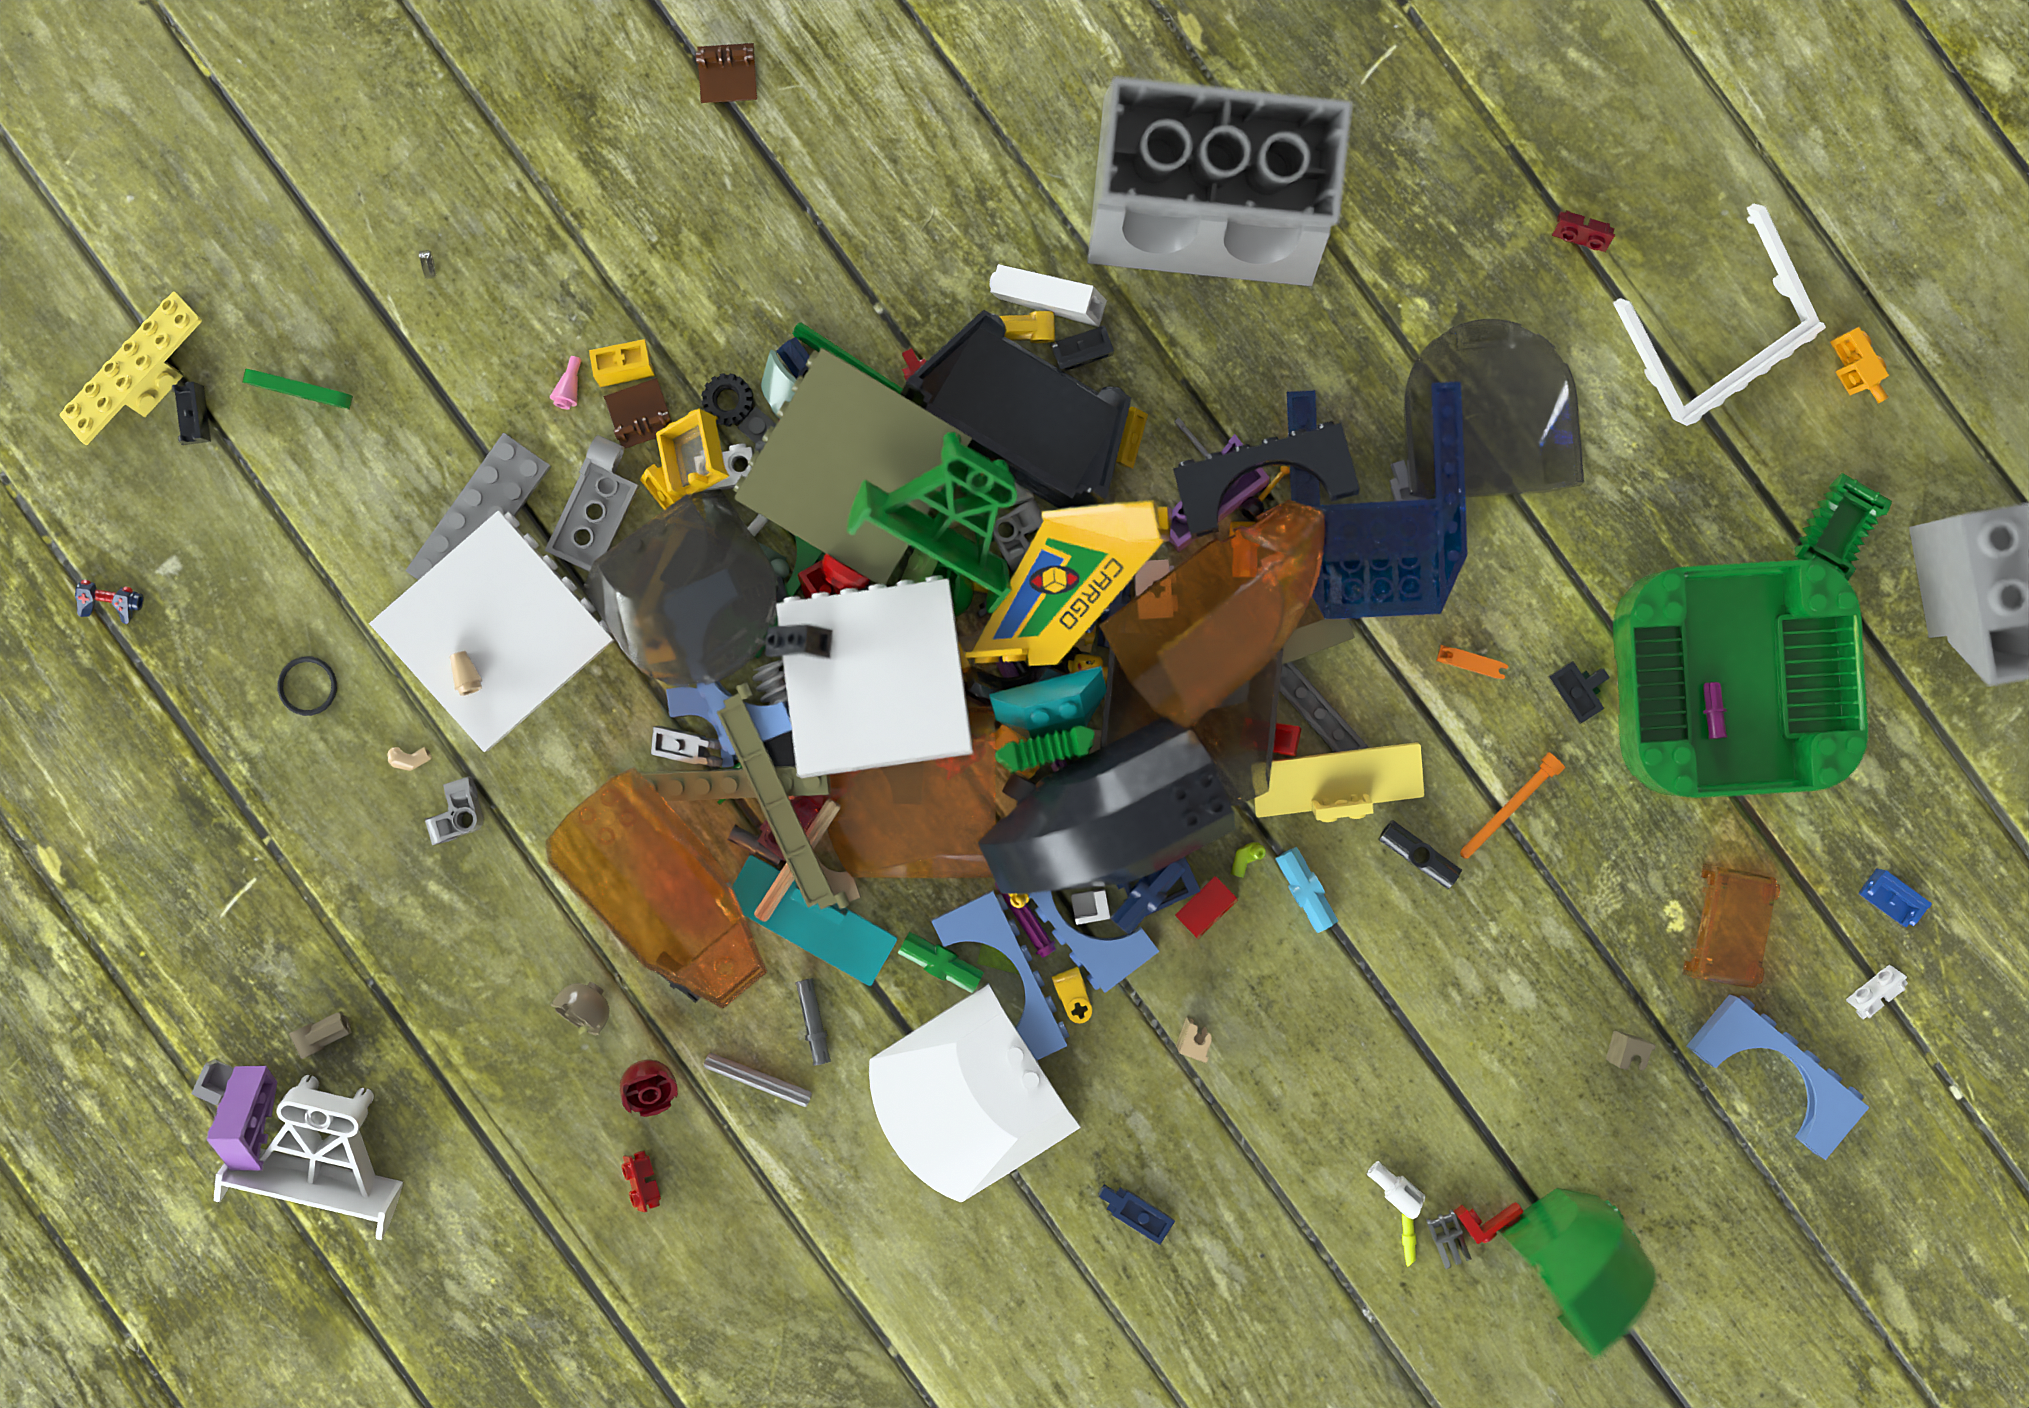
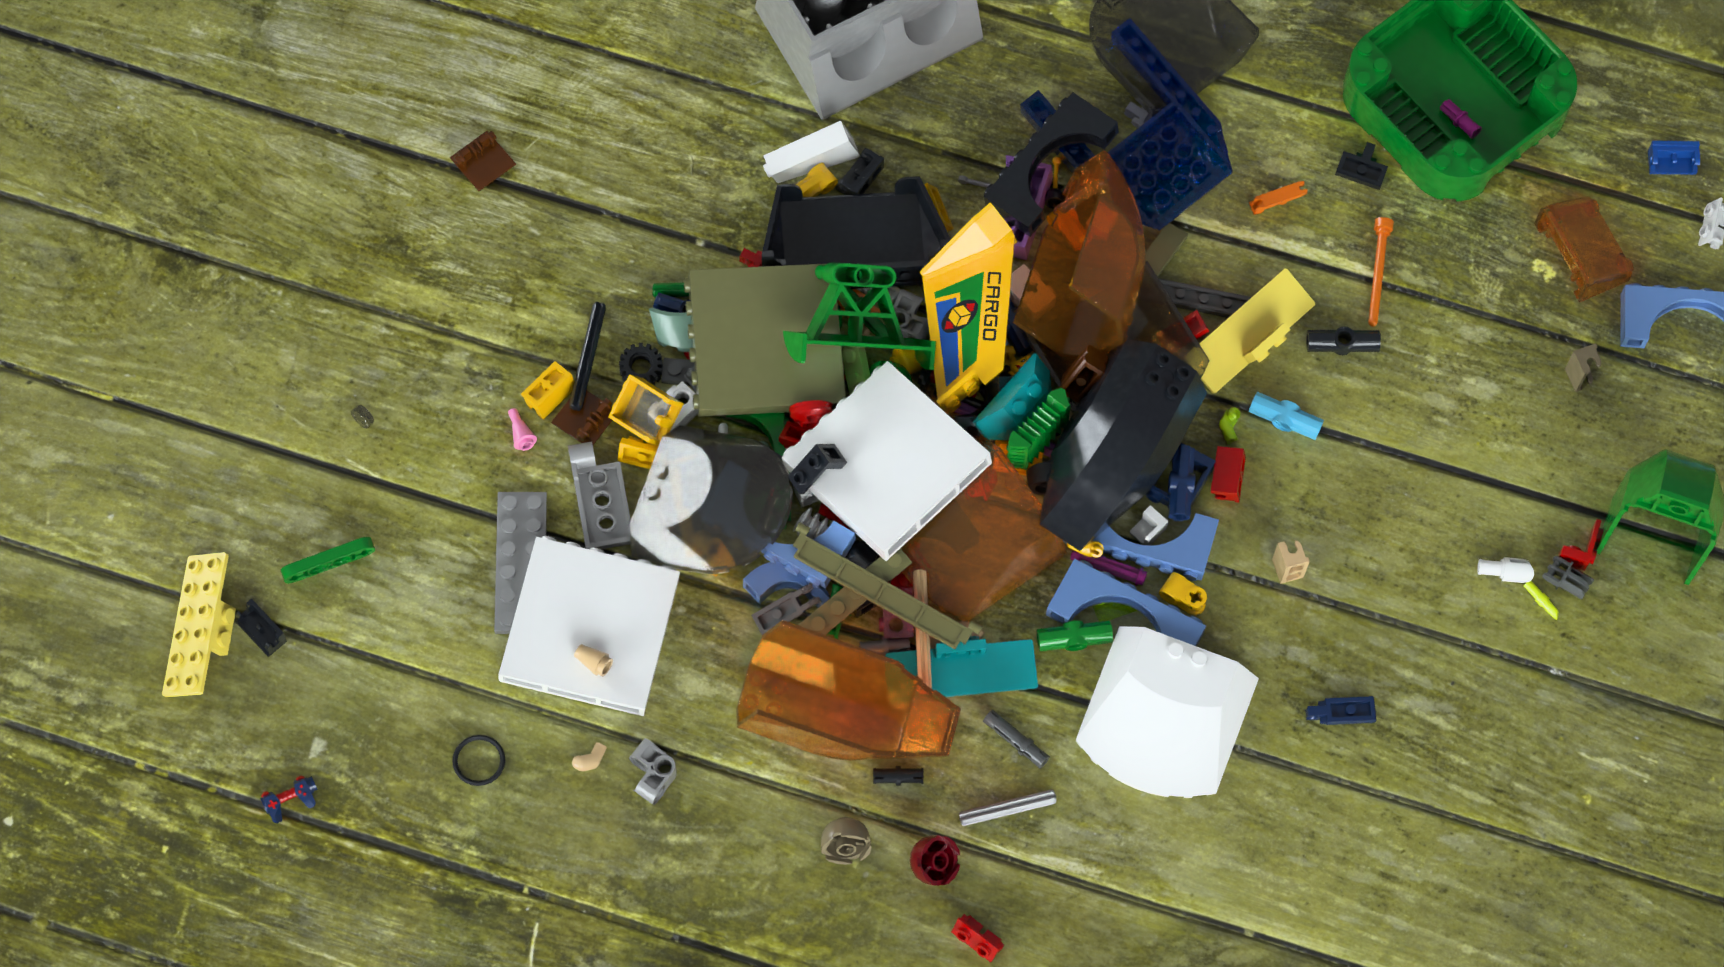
camera: 35 degrees left, 20 degrees down
(683, 353) = (587, 356): none -> black axle
(1132, 722) = (1083, 372): none -> reddish brown brick

